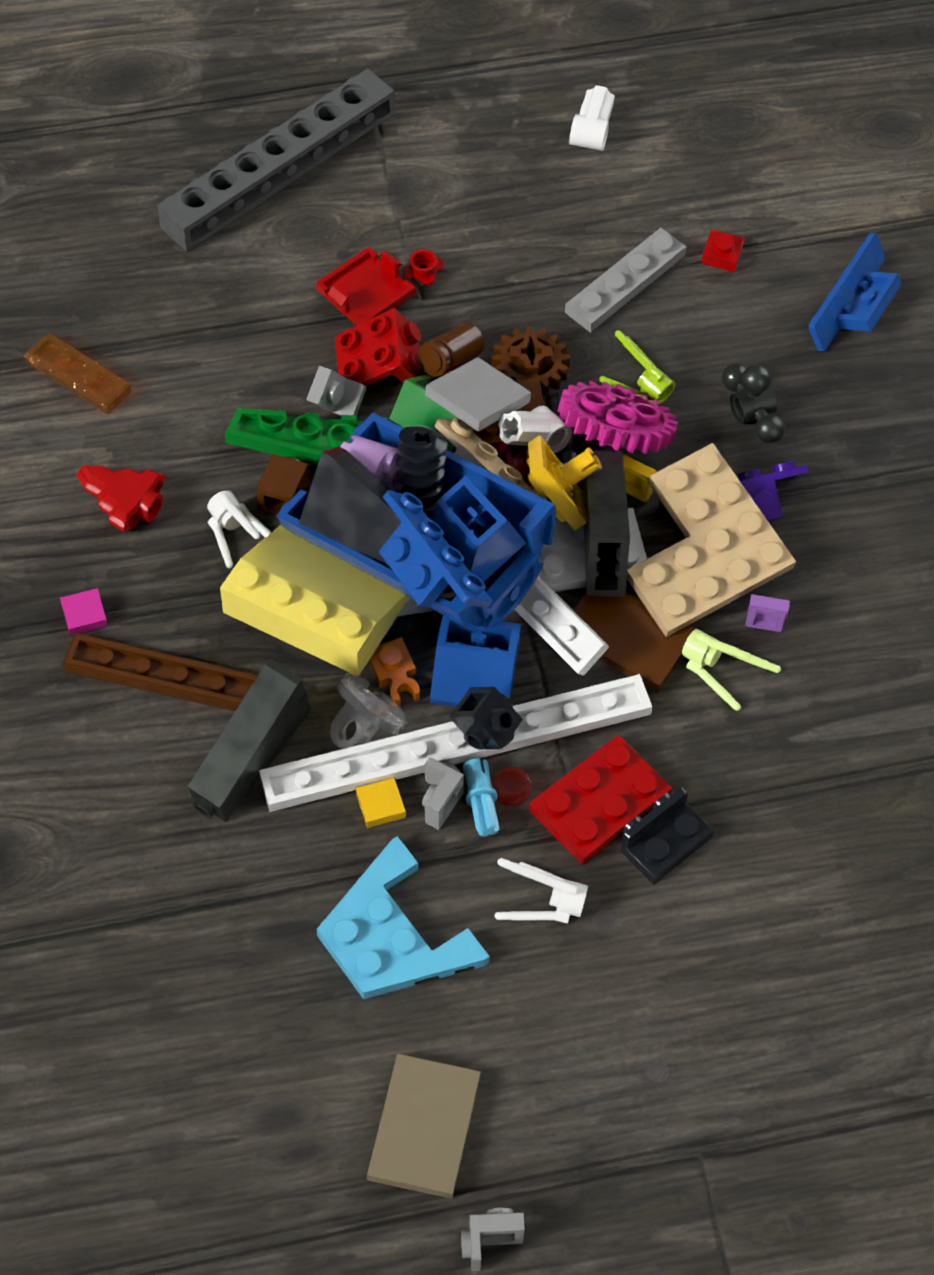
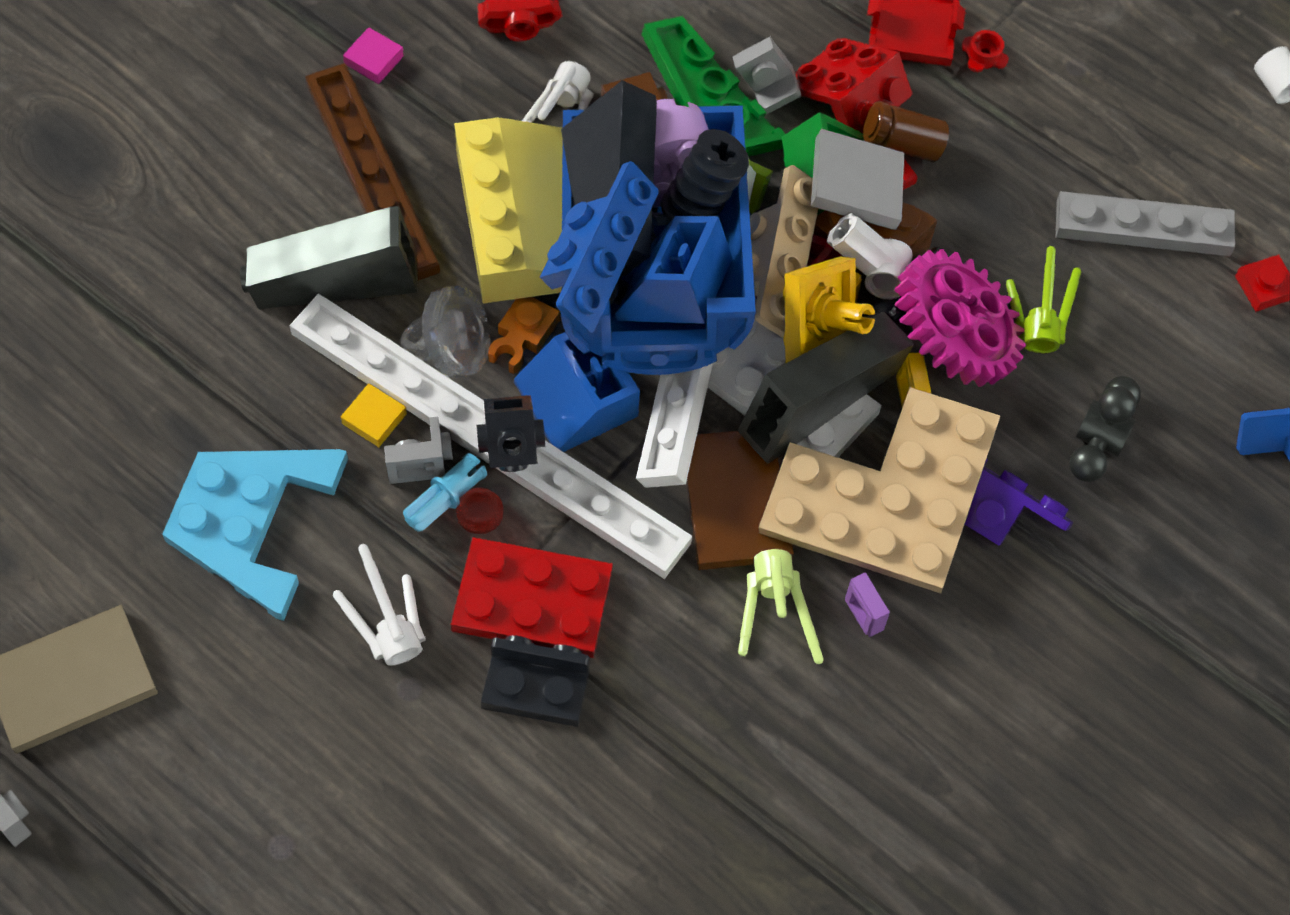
camera: 50 degrees right, 5 degrees up
(547, 358) = (962, 206): reddish brown gear -> none

